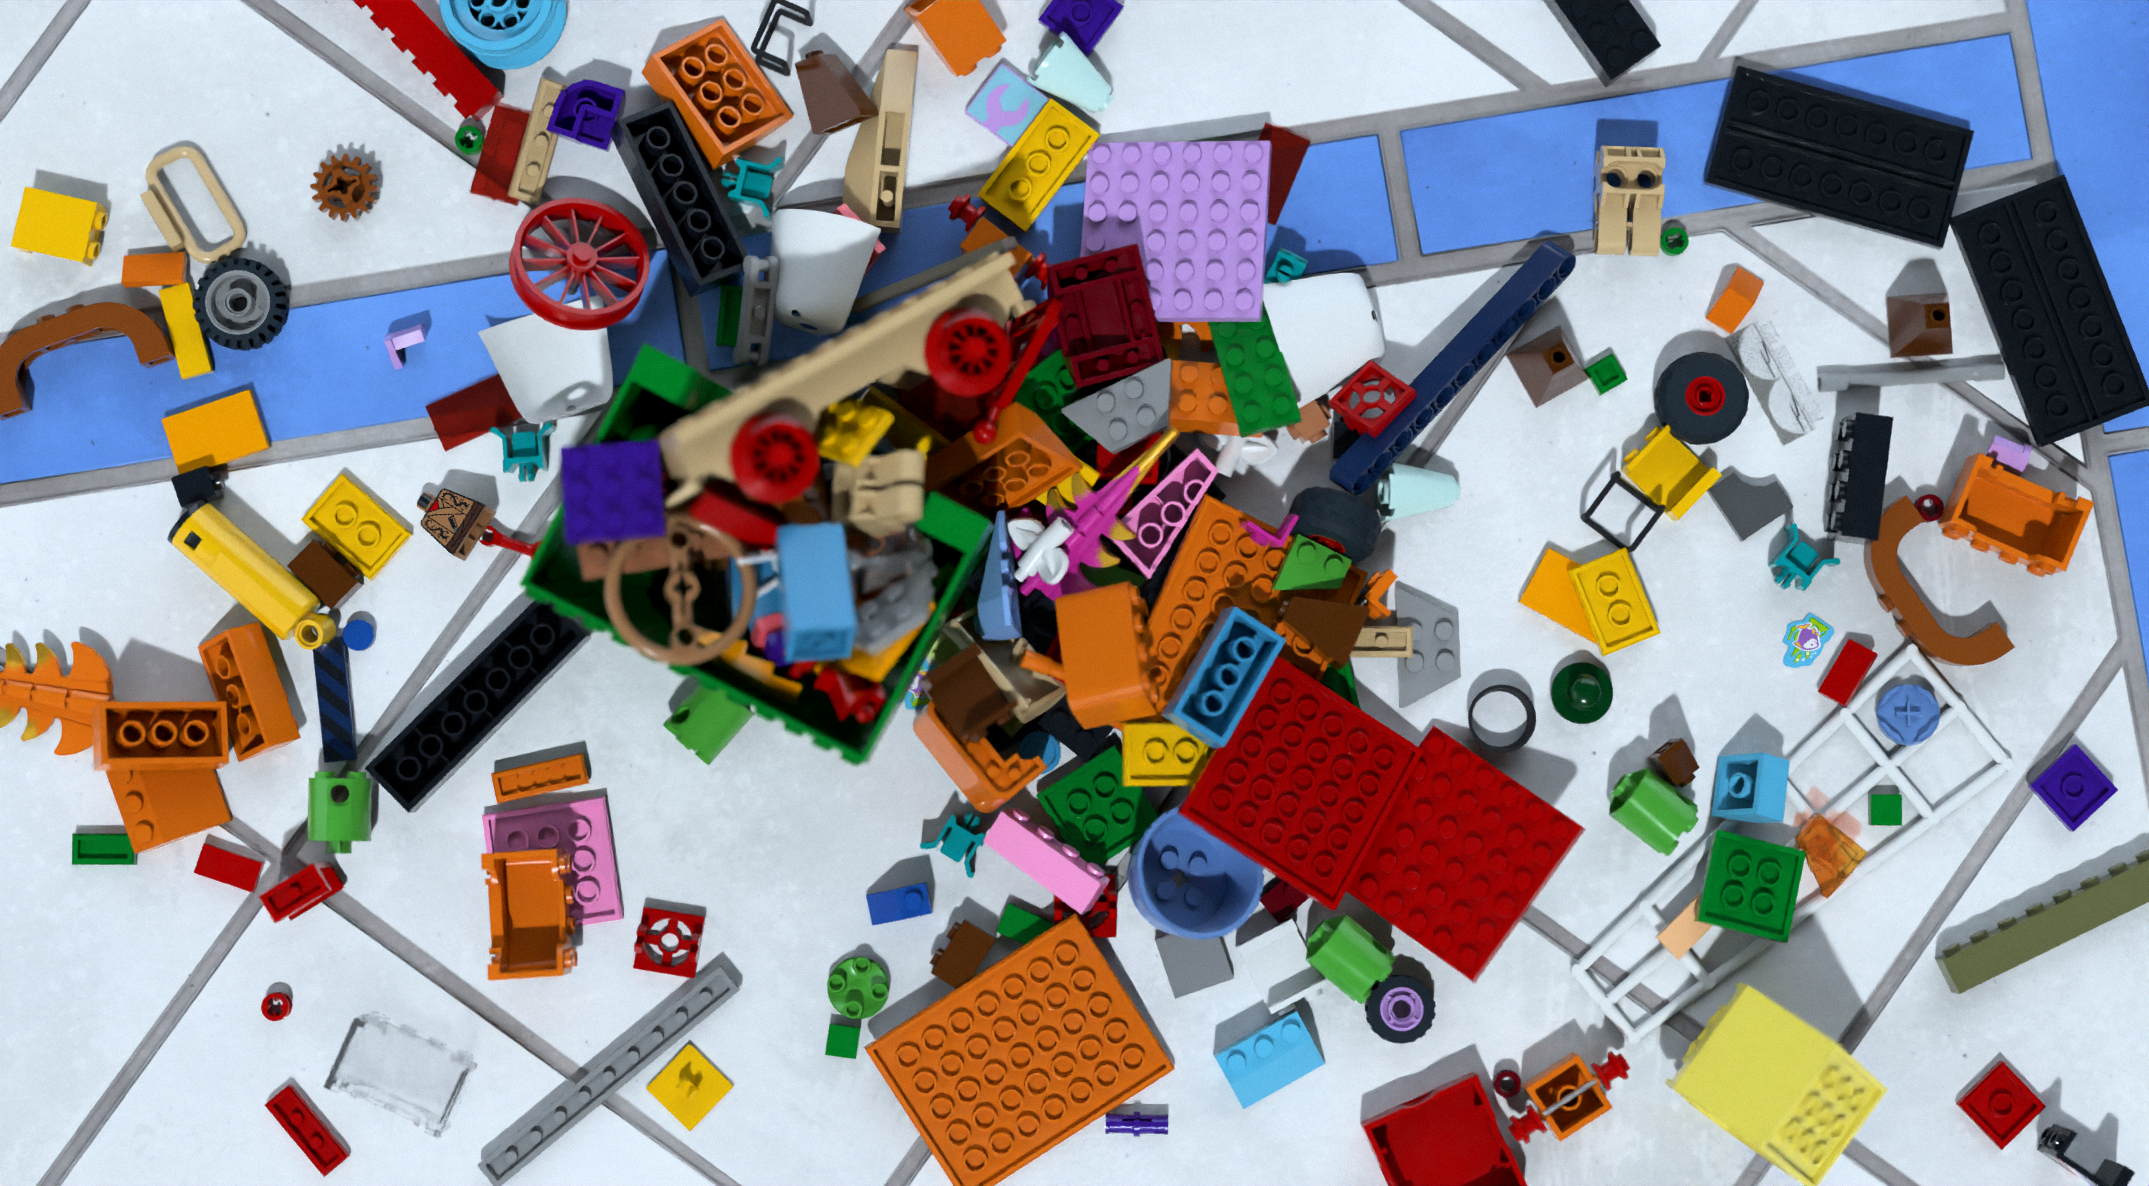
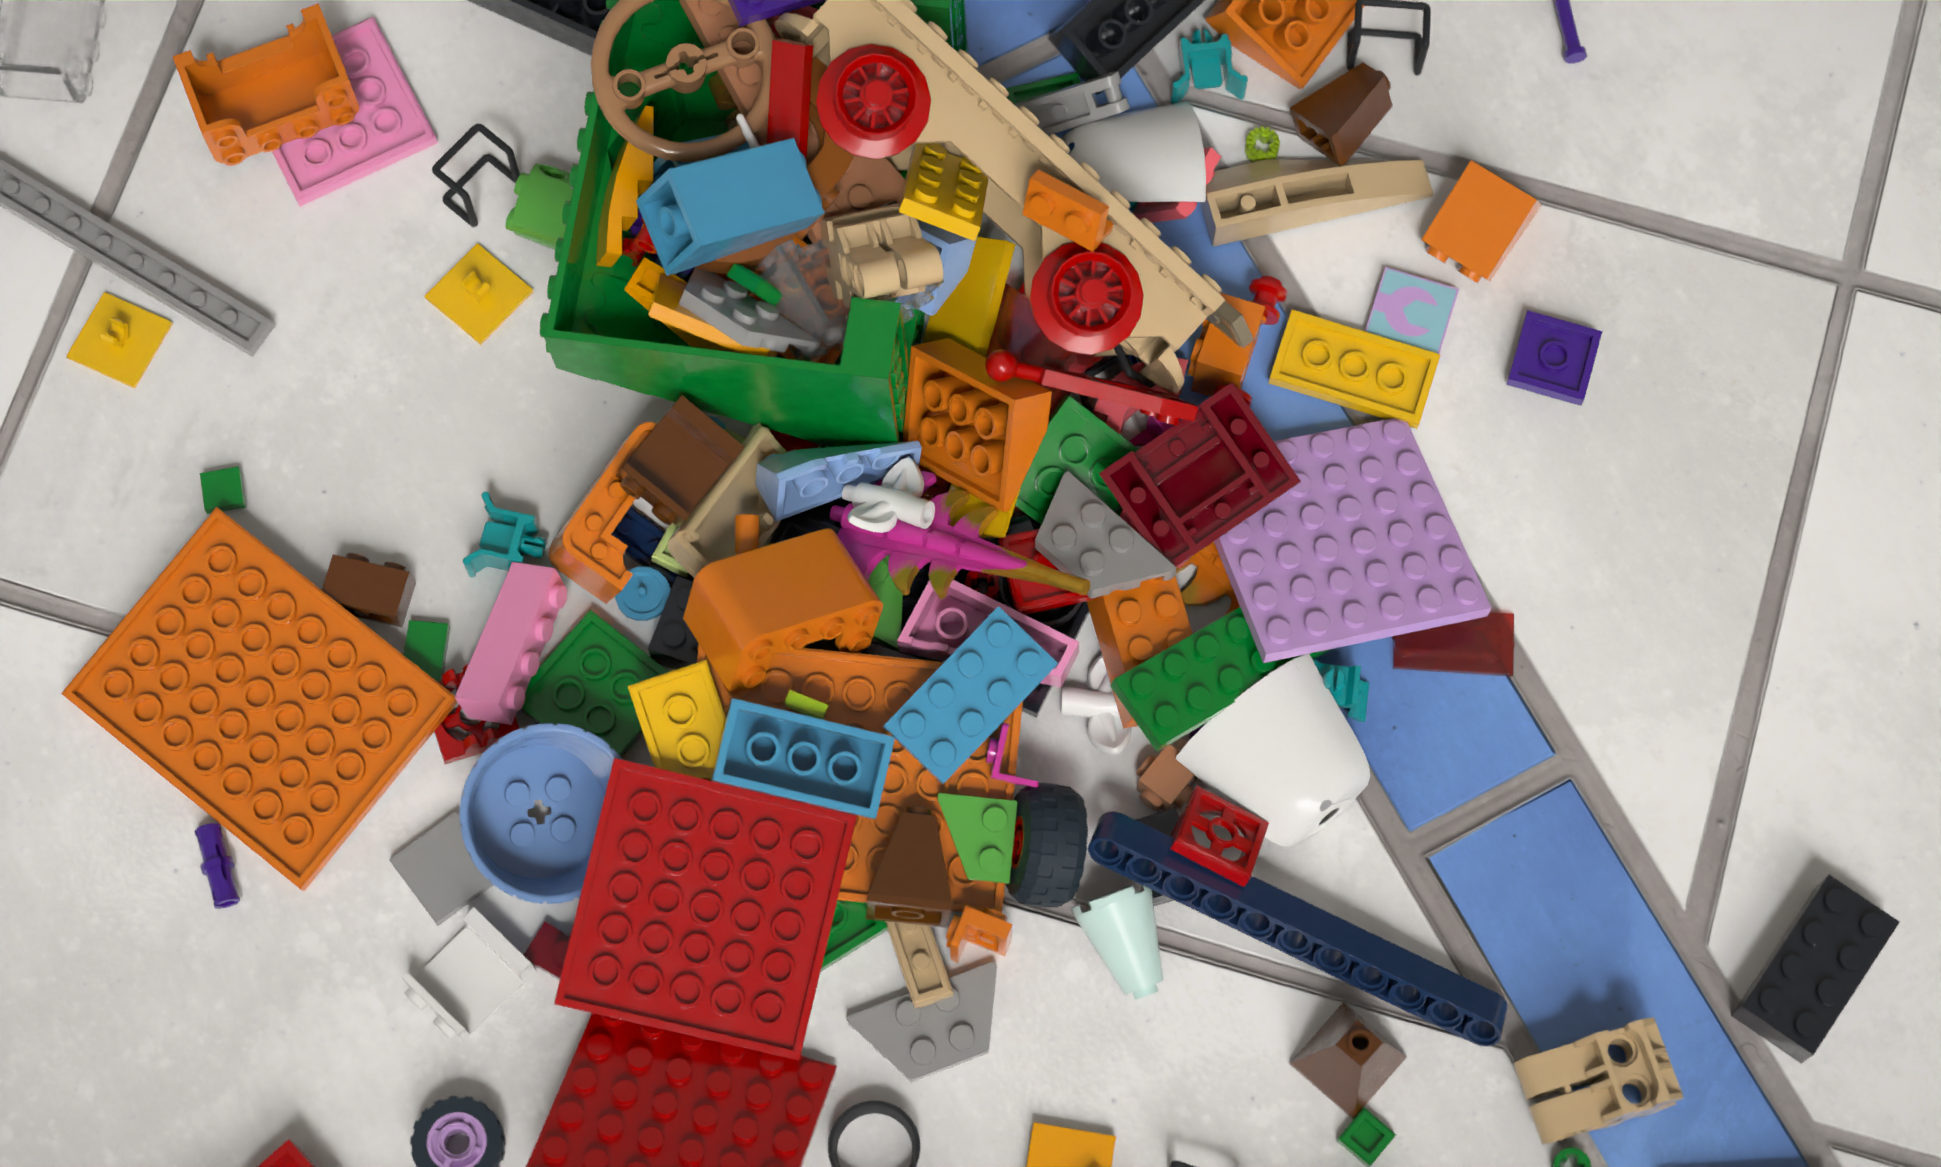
camera: 75 degrees right, 15 degrees down
(540, 778) = (435, 63): orange plate -> none
(640, 781) = (456, 187): none -> black piece
(645, 962) = (291, 285): red piece -> none
(746, 802) = (479, 294): none -> yellow piece
(823, 160) = (1264, 135): none -> lime bush
(852, 694) = (627, 307): red piece -> none
(858, 988) = (292, 485): bright green dish -> none
(870, 593) = (755, 284): none -> green tile
(899, 903) = (411, 502): blue slope -> none
(911, 345) = (1066, 210): none -> orange bracket
(1071, 76) = (1475, 364): light aqua cone -> none
(1183, 661) = (806, 705): none -> lime tile
(1216, 541) = (970, 695): none -> dark azure brick
(1269, 1058) = (345, 1000): medium azure slope -> none
(1348, 956) = (504, 1051): bright green cylinder -> none

